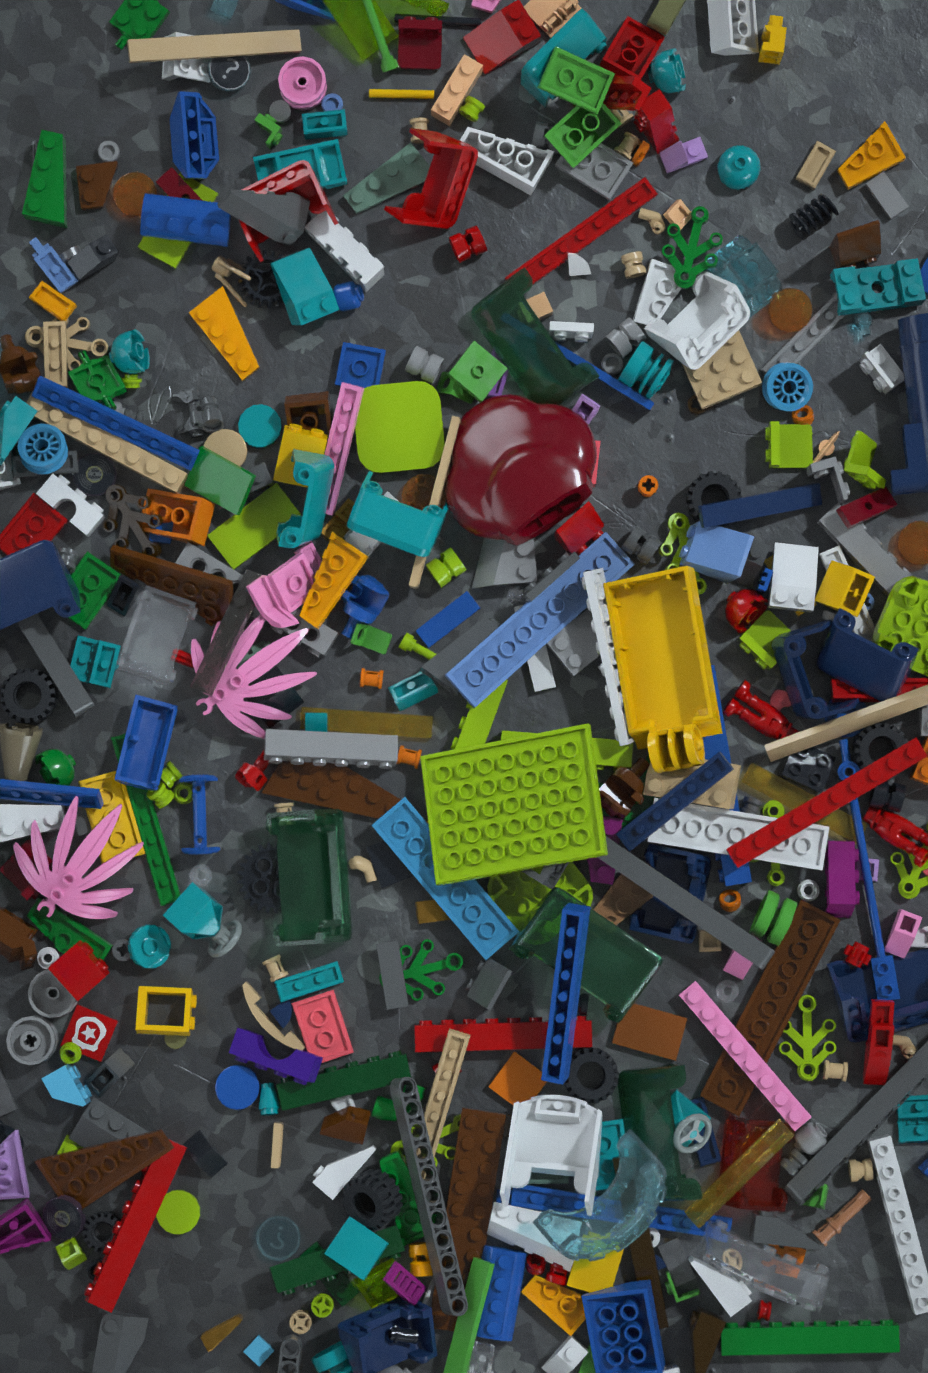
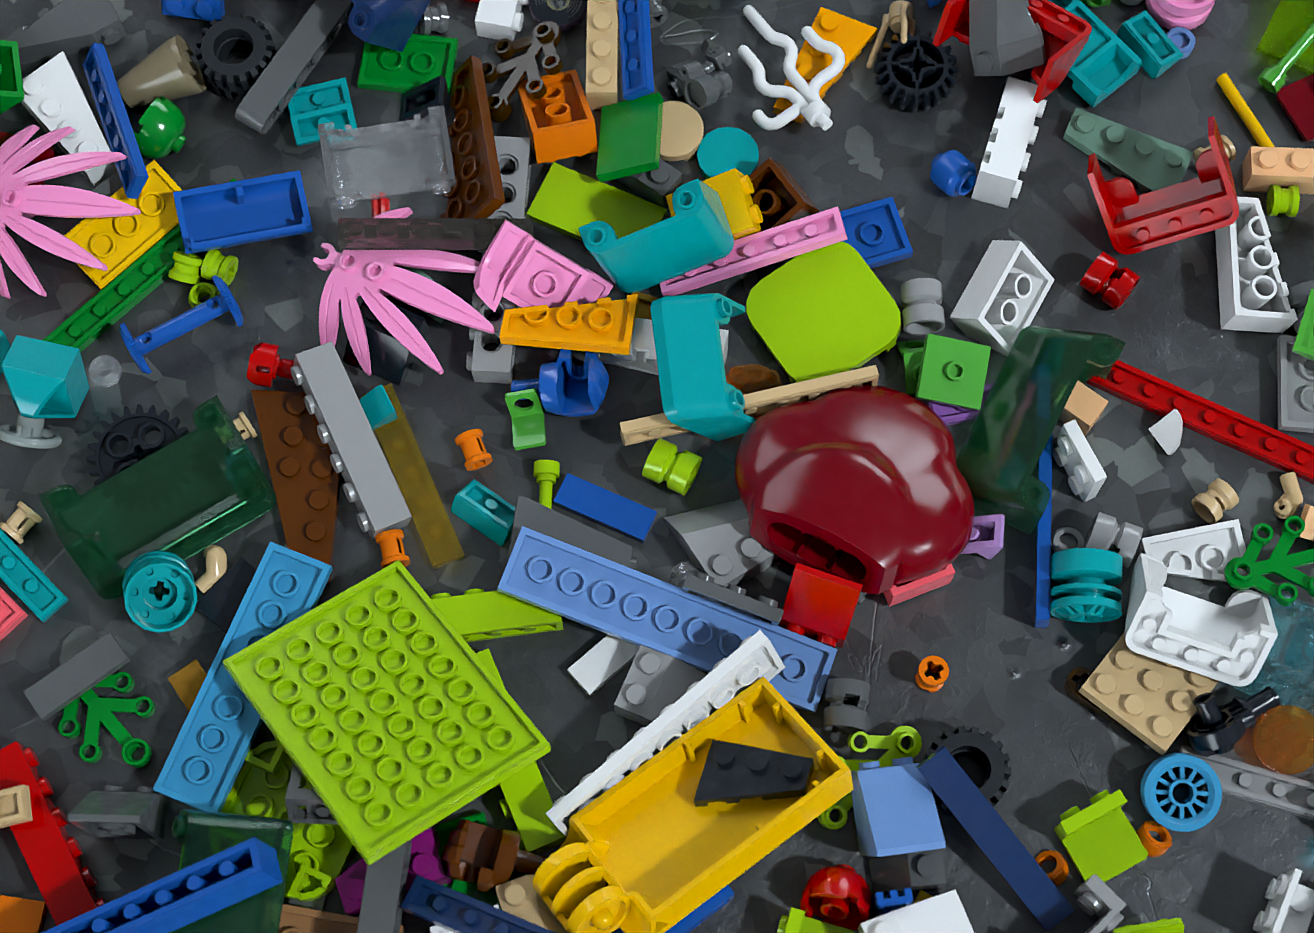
camera: 65 degrees right, 15 degrees down
(160, 539) = (535, 104): blue tile -> none
(251, 358) = (806, 96): none -> white plant
(304, 287) = (932, 110): teal slope -> none
(368, 903) = (175, 600): none -> teal wheel
(442, 313) = (1002, 295): none -> white slope
(654, 621) = (751, 772): none -> black wing
(763, 337) = (1219, 727): none -> black pin
(793, 476) = (1061, 871): none -> orange piece
(826, 447) = (1133, 895): light nougat piece -> none

